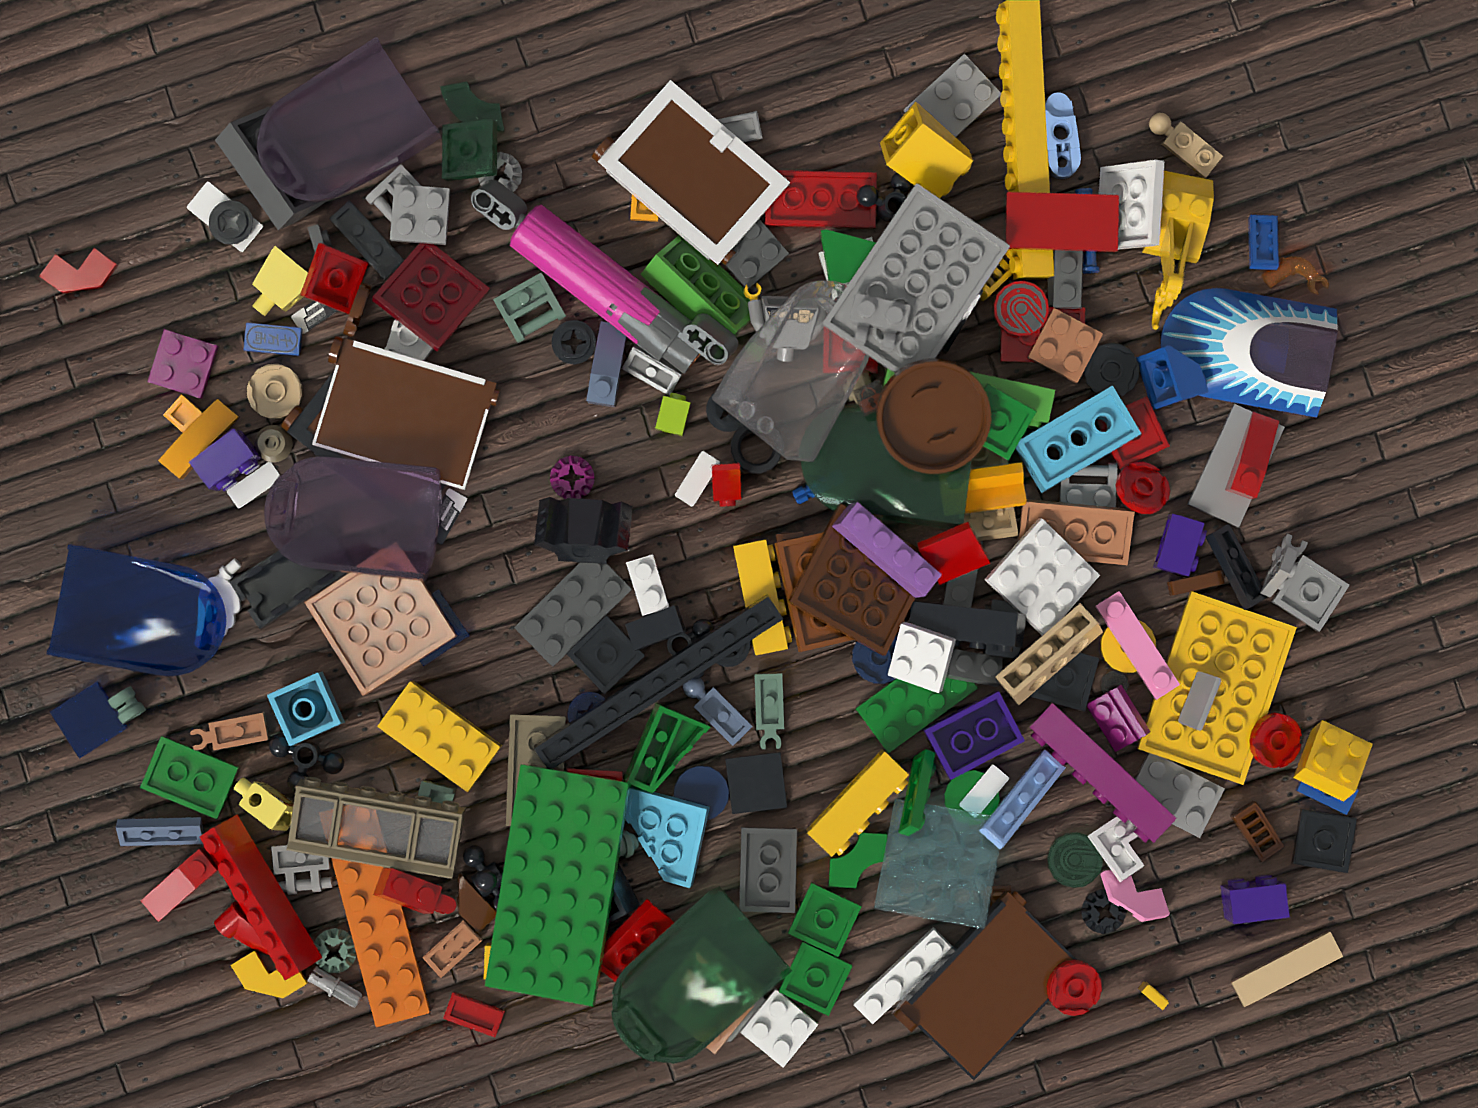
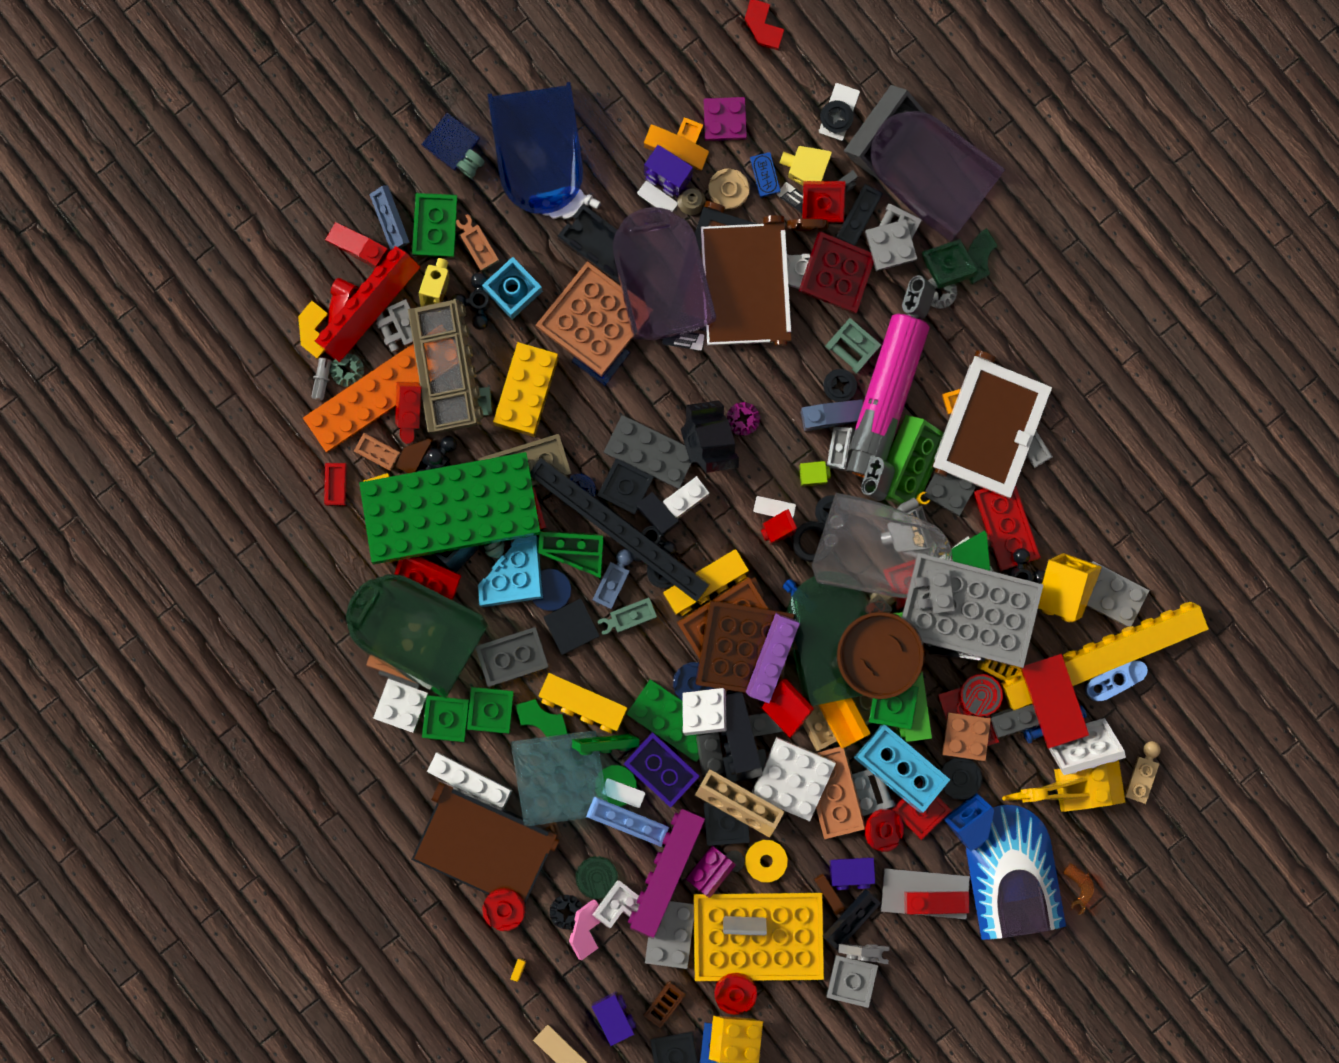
camera: 75 degrees right, 5 degrees down
(1137, 645) = (768, 866): bright pink plate -> none
(1263, 242) = (1094, 855): blue plate -> none

